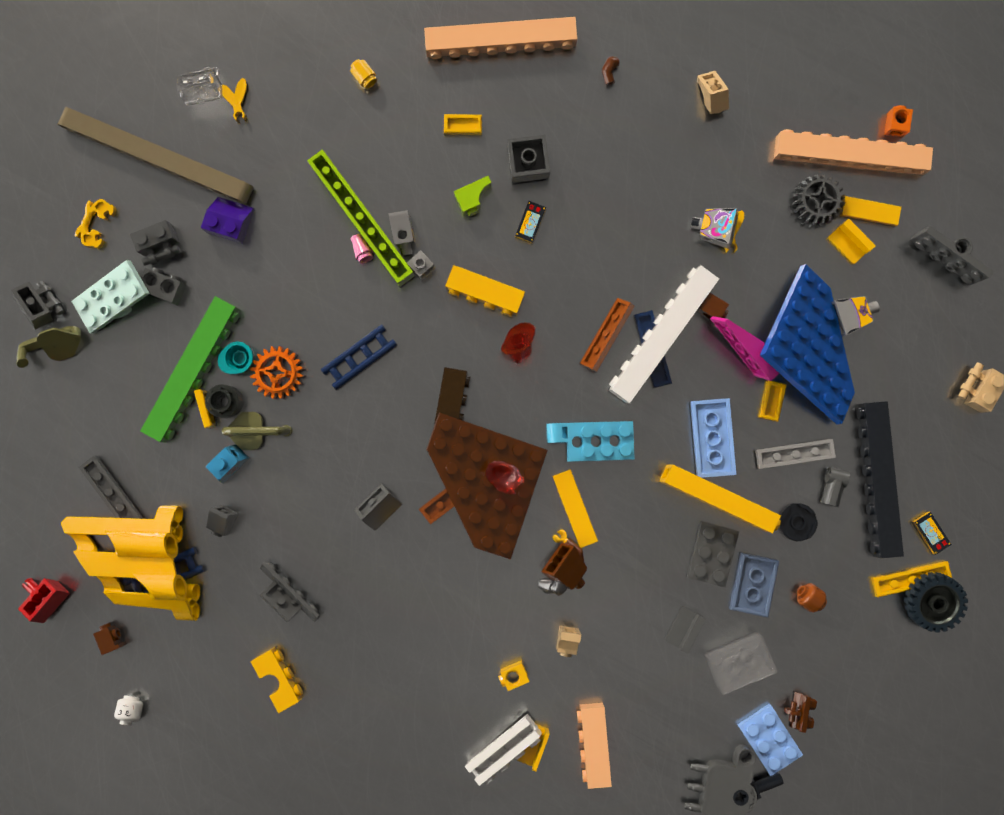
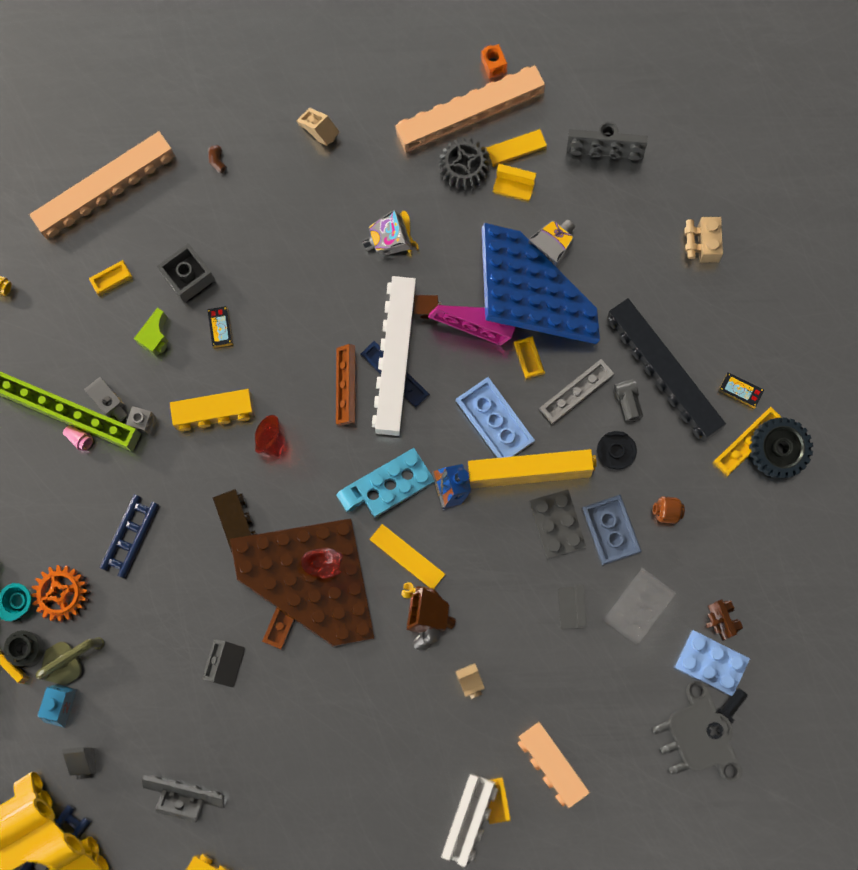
camera: 25 degrees left, 10 degrees down
(517, 667) = (448, 740): yellow brick -> none
(647, 472) = (452, 485): none -> blue torso

